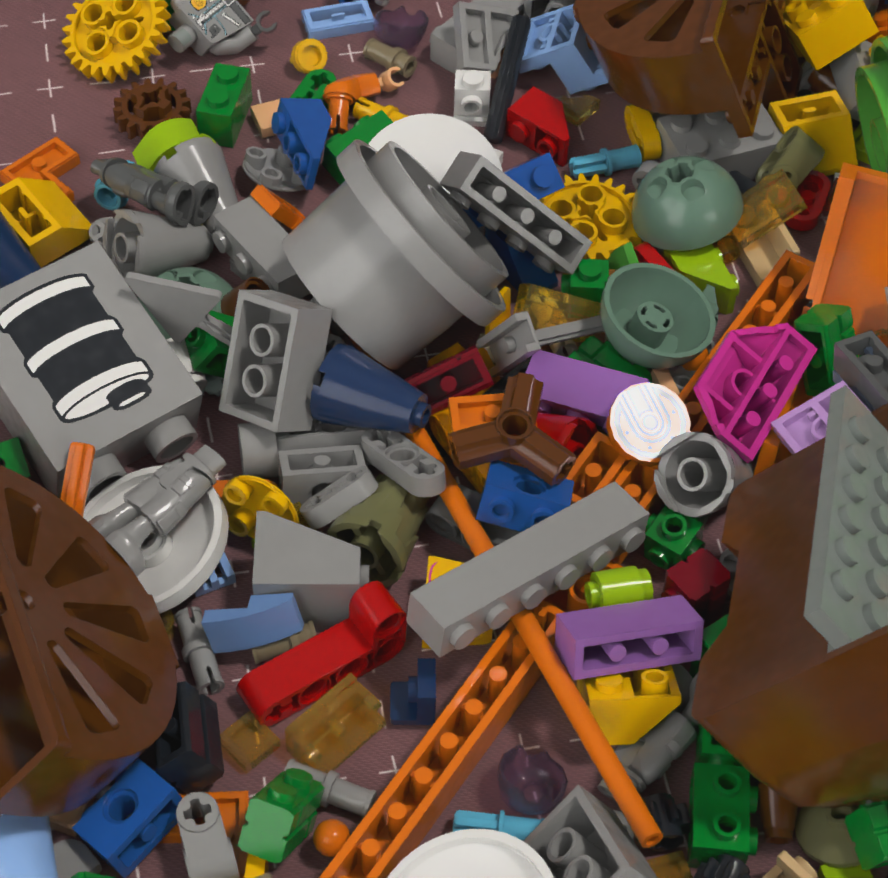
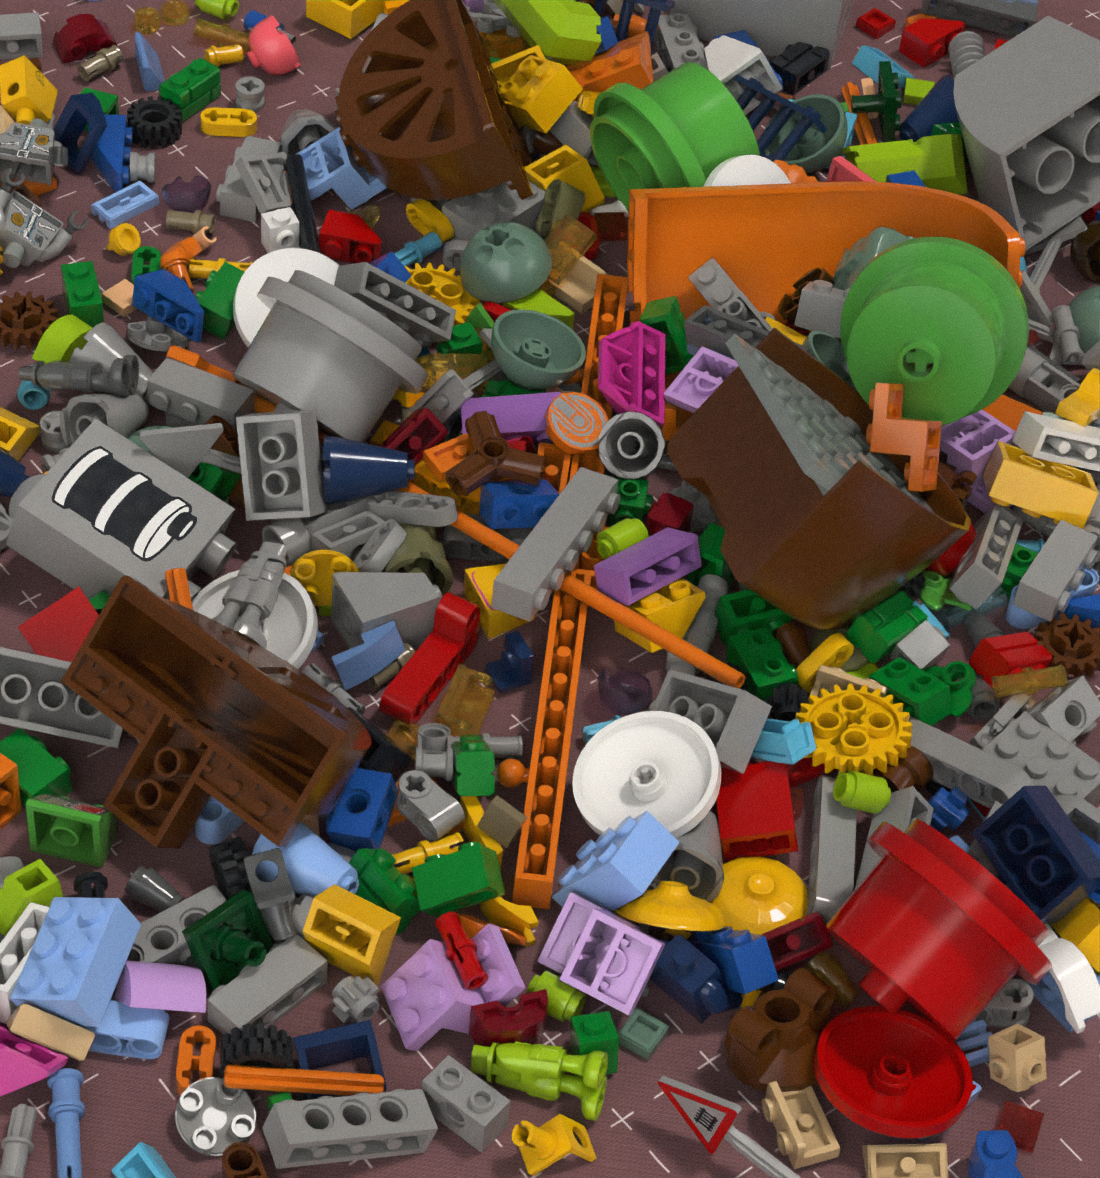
camera: 30 degrees left, 5 degrees down
(251, 770) = (434, 751): none -> light grey piece
(806, 838) = (830, 653): none -> yellow beam

